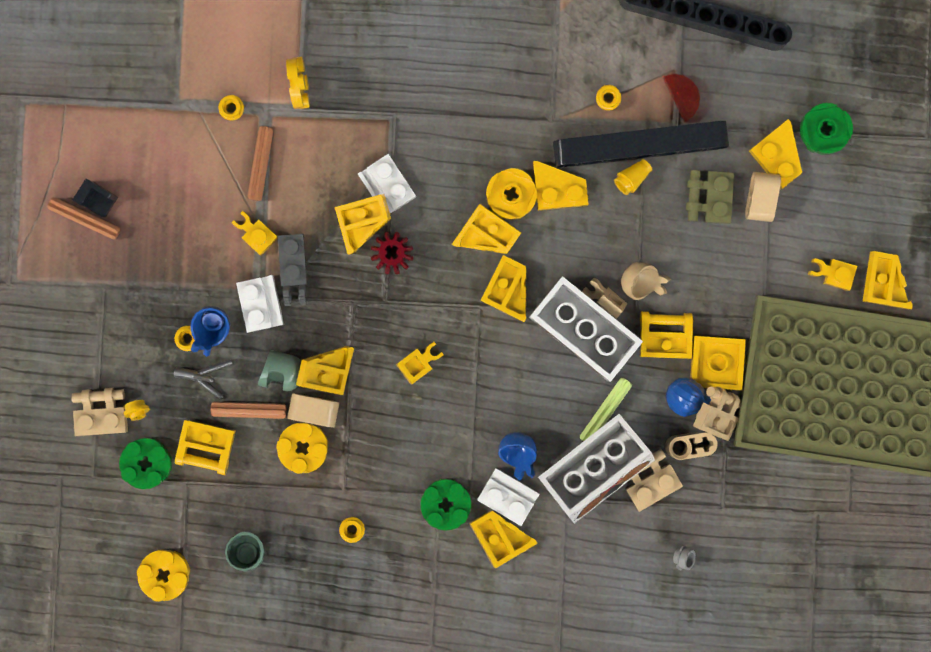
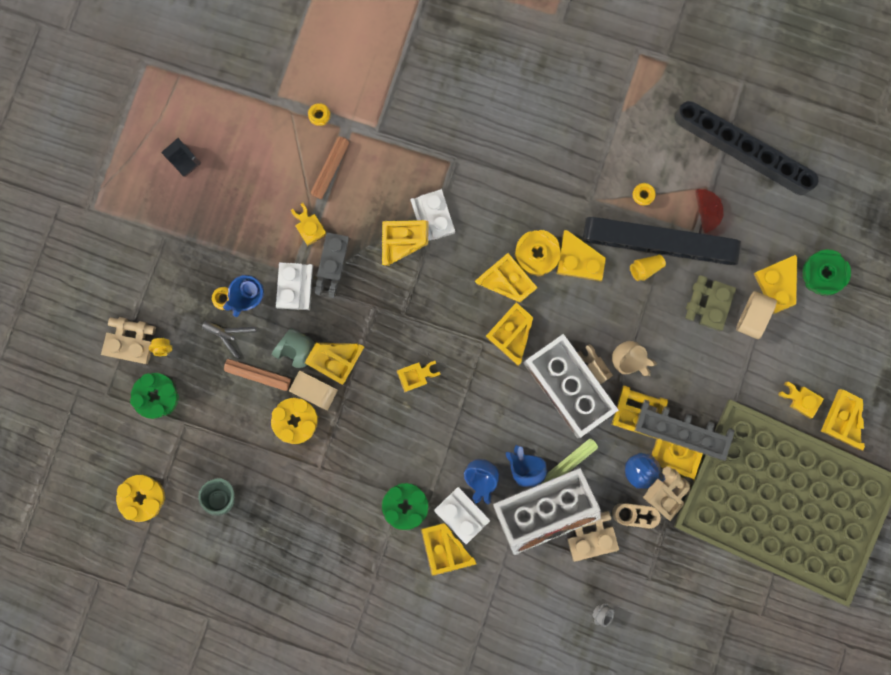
camera: 20 degrees right, 5 degrees down
(84, 218) = (166, 172): nougat axle -> none
(205, 438) = (213, 389): yellow plate -> none
(298, 83) = (382, 107): yellow plate -> none
(348, 537) = (309, 505): yellow plate -> none
(400, 252) = (411, 274): dark red gear -> none
(564, 429) = (526, 469): none -> blue piece
(718, 346) = (683, 433): none -> dark grey hinge

